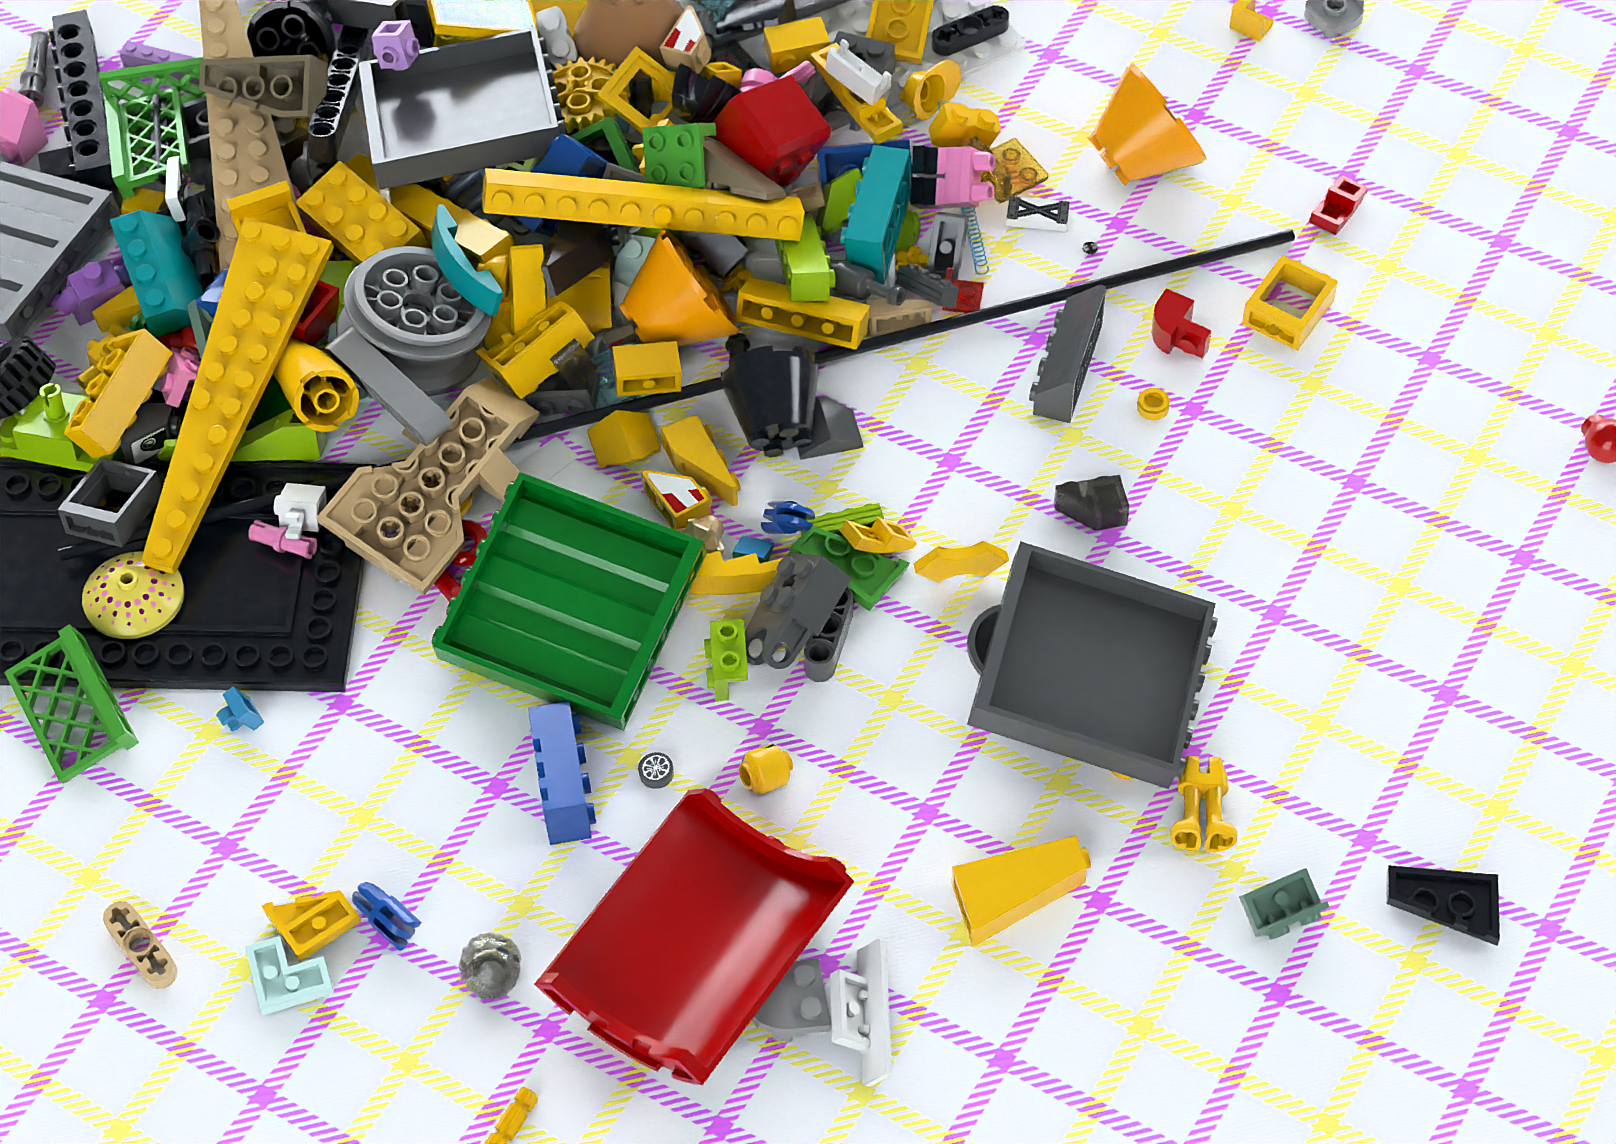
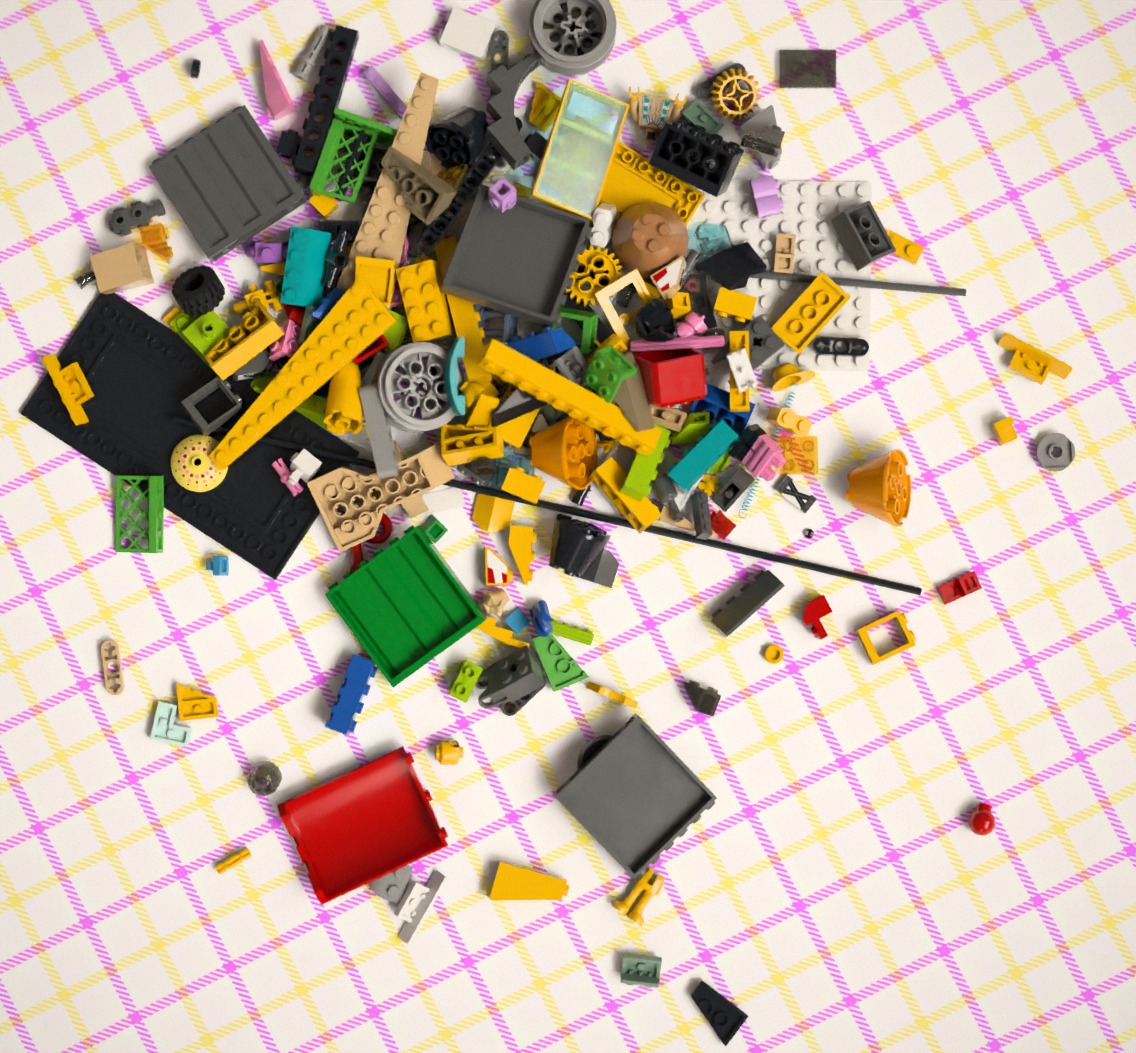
camera: 30 degrees right, 30 degrees up
(176, 188) = (339, 217): white tile -> none
(386, 914) = (231, 721): blue arm -> none
(656, 770) = (398, 718): dark grey tile -> none
(880, 538) = (581, 655): yellow slope -> none

